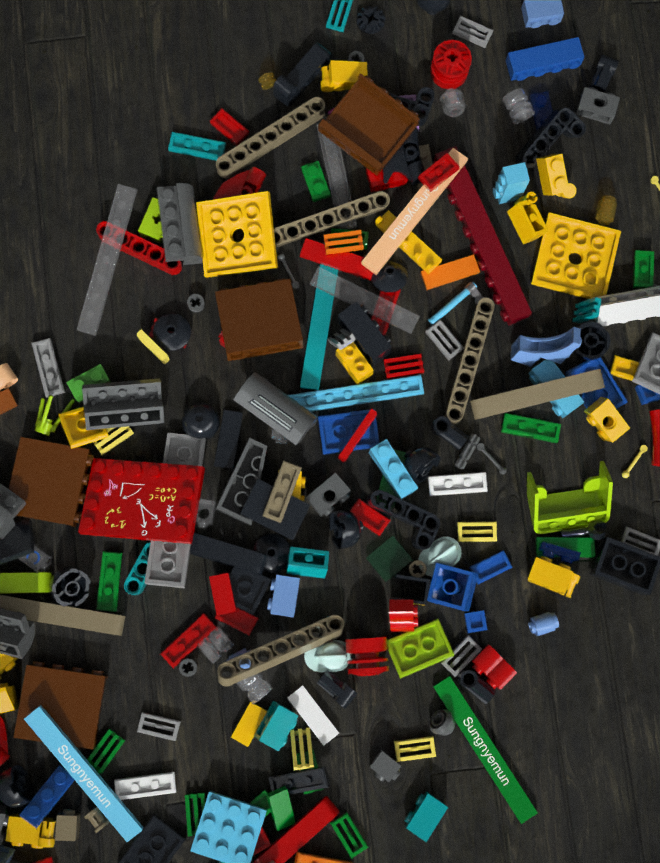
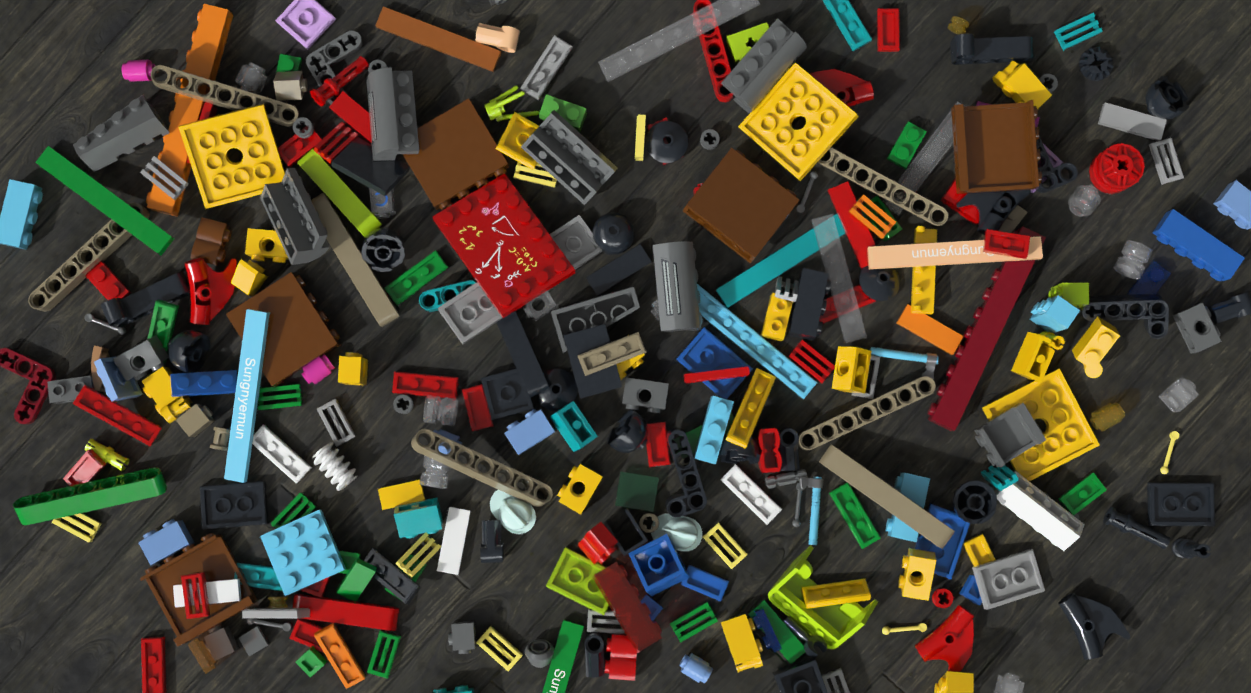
camera: 55 degrees right, 5 degrees up
(110, 706) = (317, 369): none -> dark pink brick
(133, 681) = (352, 369): none -> yellow brick
(188, 754) = (334, 466): none -> white piece
(222, 594) = (486, 379): red tile -> none
(267, 145) = (921, 71): dark tan beam -> none
(353, 583) = (579, 501): none -> yellow brick
(367, 656) = (539, 543): red wheel -> none
(400, 432) = (750, 408): none -> yellow tile
(428, 30) = (1132, 121): none -> light grey tile
(432, 344) = (851, 369): none -> yellow brick
(443, 447) = (769, 455): none -> red brick
(463, 633) = (627, 607): none -> clear red brick
(489, 434) = (815, 483): none -> medium azure piece
(508, 157) = (1074, 293): none -> lime brick
(510, 600) = (678, 630): none -> green tile
(556, 349) = (940, 477): medium blue arch -> none
(565, 280) = (1009, 435): none -> dark grey panel
(573, 485) = (836, 593): none -> yellow tile
(631, 153) = (1179, 395): none -> clear brick
(633, 424) = (936, 599): none -> red bush

